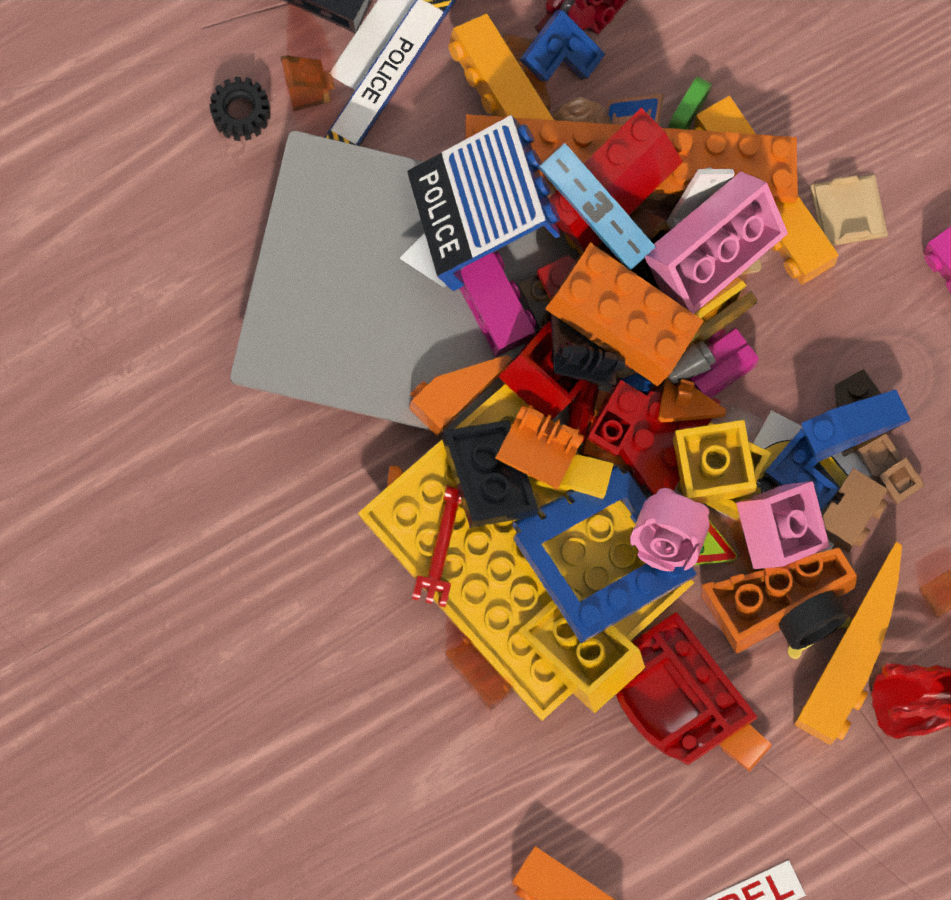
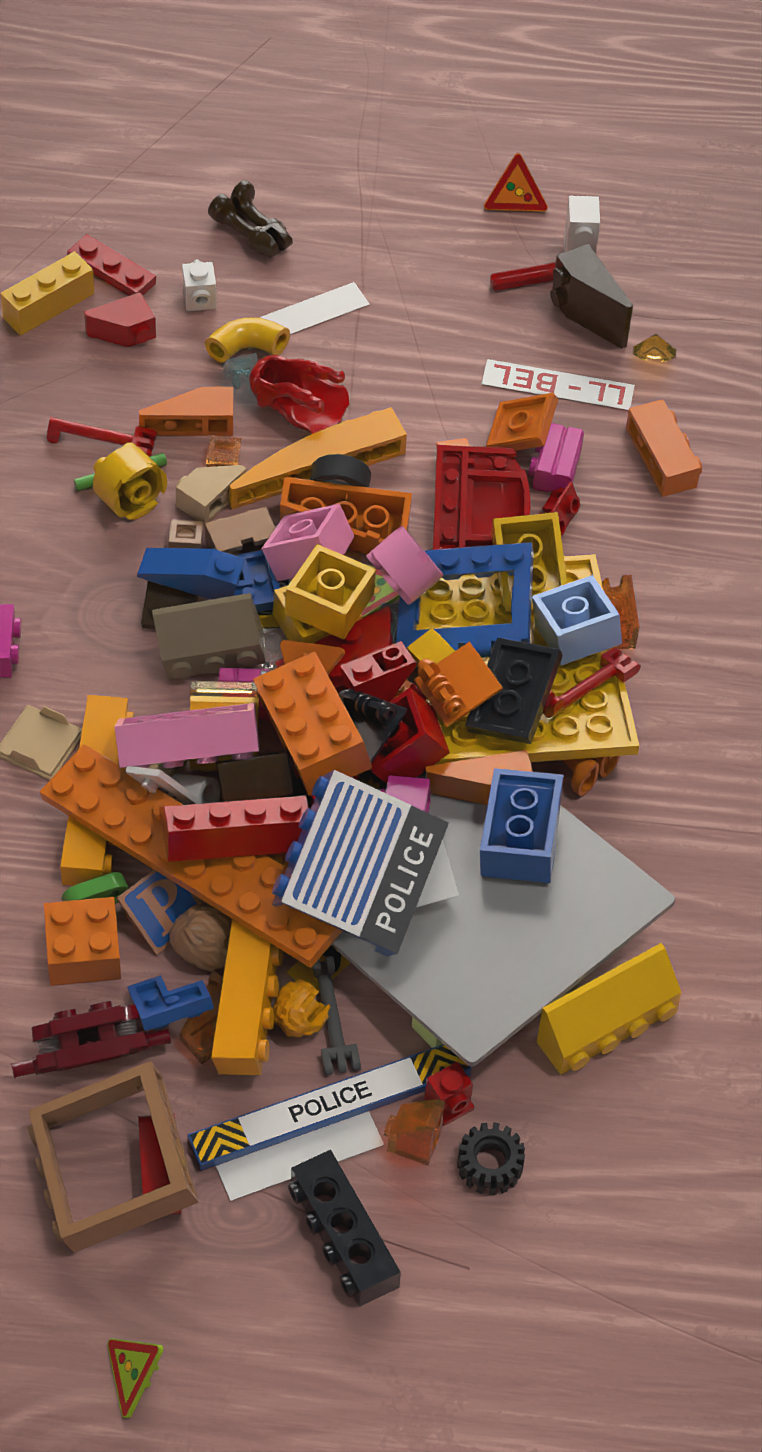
camera: 150 degrees left, 20 degrees down
(228, 279) = (609, 1010): none -> yellow slope
(305, 122) = (454, 1089): none -> red brick
(393, 350) = (521, 825): none -> blue slope
(414, 118) = (339, 1051): none -> dark grey hinge
(453, 111) = (298, 1011): none -> light orange piece
(493, 597) = (577, 619): none -> light blue brick
(596, 206) = (273, 785): tile -> none
(605, 729) = (565, 503): none -> red hinge
(651, 807) = (557, 458): none -> dark pink brick
(665, 58) = (82, 941): none -> orange brick
(710, 820) = (523, 422): none -> orange tile
(784, 375) = (209, 636): none -> dark tan slope
(921, 536) = (206, 491): none -> tan slope

